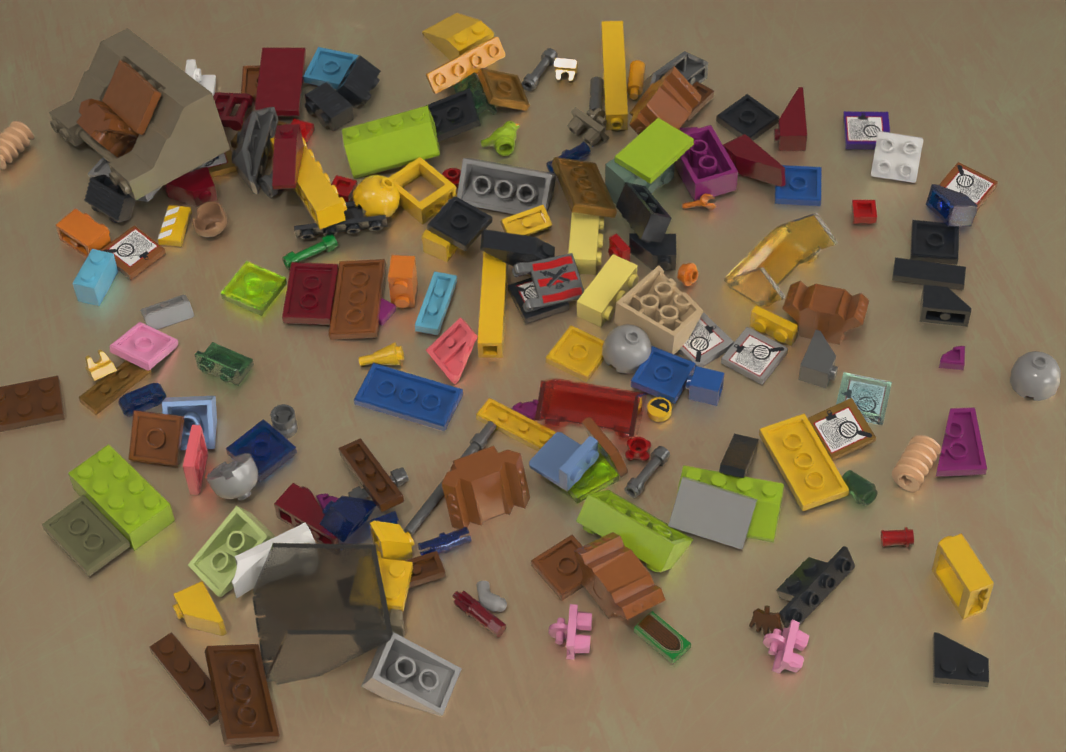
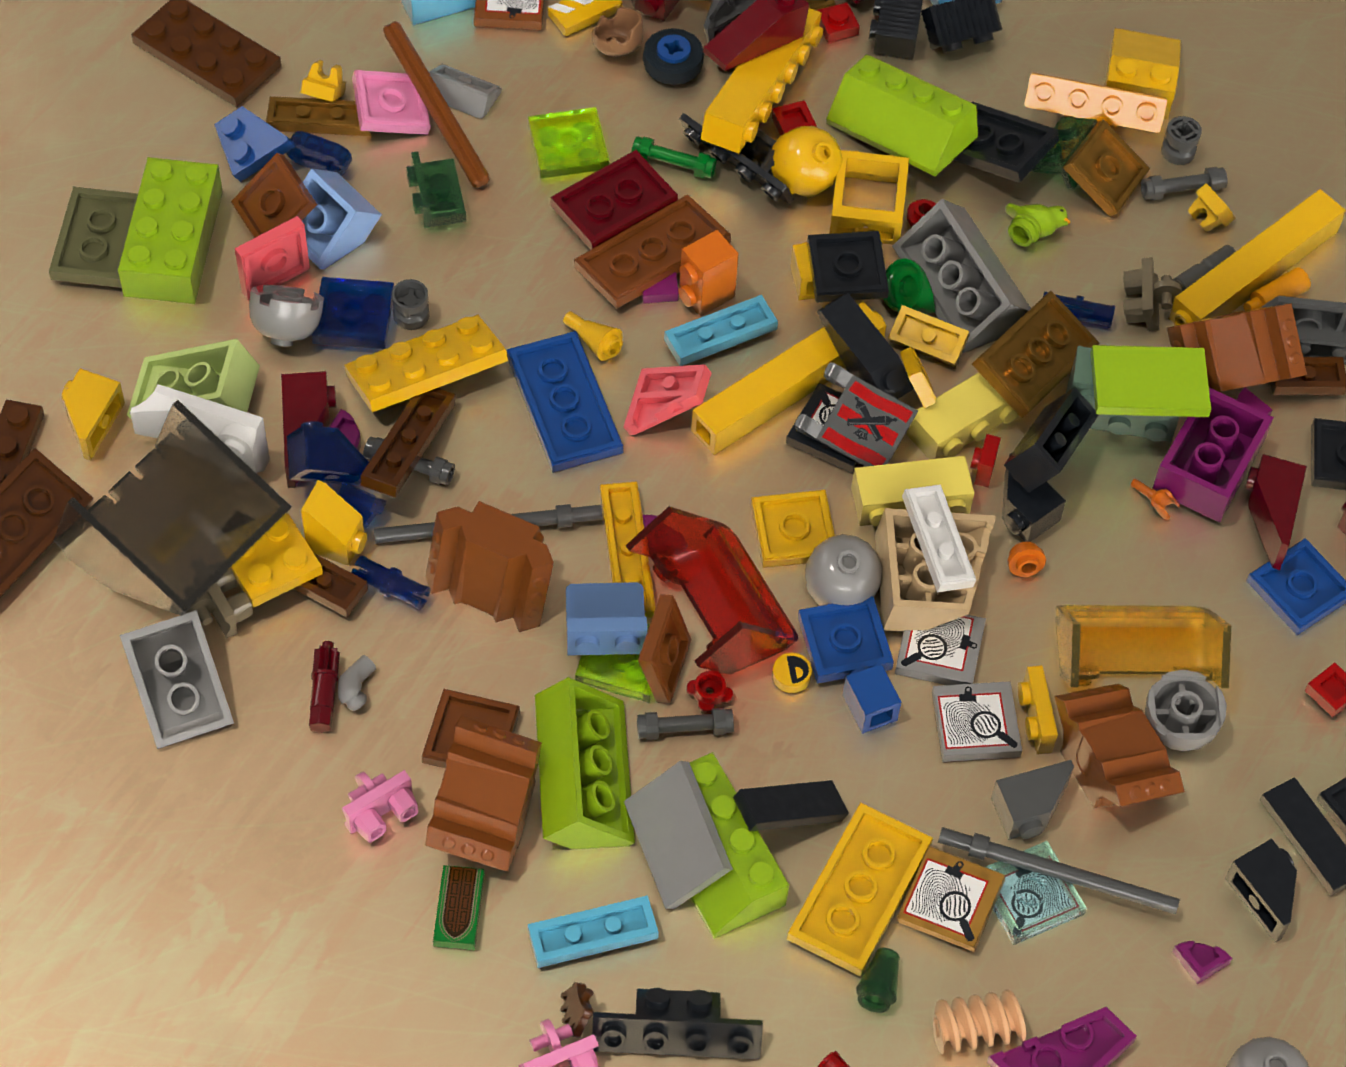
camera: 45 degrees right, 5 degrees up
(101, 423) = (249, 142): none -> wing
(168, 326) = (436, 105): none -> dark orange axle
(248, 209) = (673, 56): none -> black wheel
(327, 438) = (425, 362): none -> yellow plate
(494, 207) = (909, 287): none -> green piece
(516, 52) = (1181, 140): none -> dark grey wheel
(555, 239) = (918, 377): none -> yellow tile
(653, 293) = (939, 538): none -> white tile
(728, 587) = (592, 931): none -> medium azure plate
(827, 397) = (981, 847): none -> dark grey bar
(830, 267) = (1185, 710): none -> light grey cylinder

